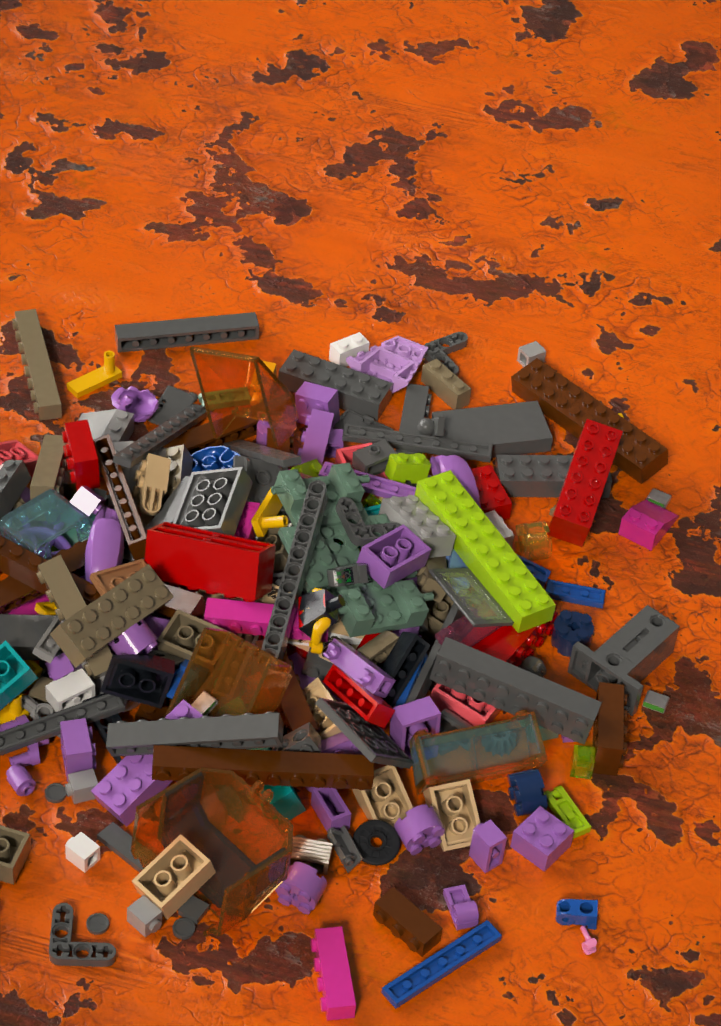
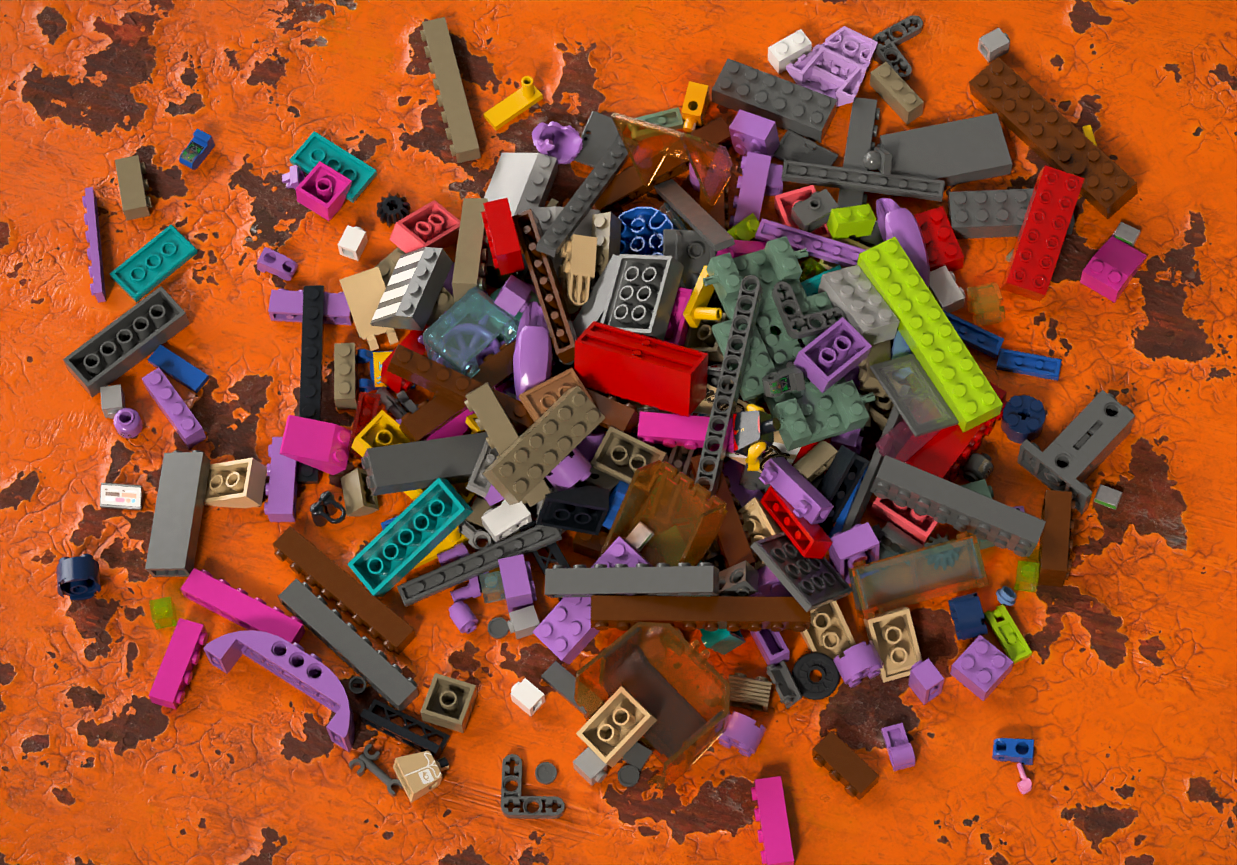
camera: 10 degrees right, 20 degrees up
(51, 754) = (492, 587): none -> clear light blue brick
(186, 332) = (610, 34): dark grey brick -> none
(441, 964) = (878, 810): blue plate -> none
(563, 779) = (1006, 596): none -> medium blue plate

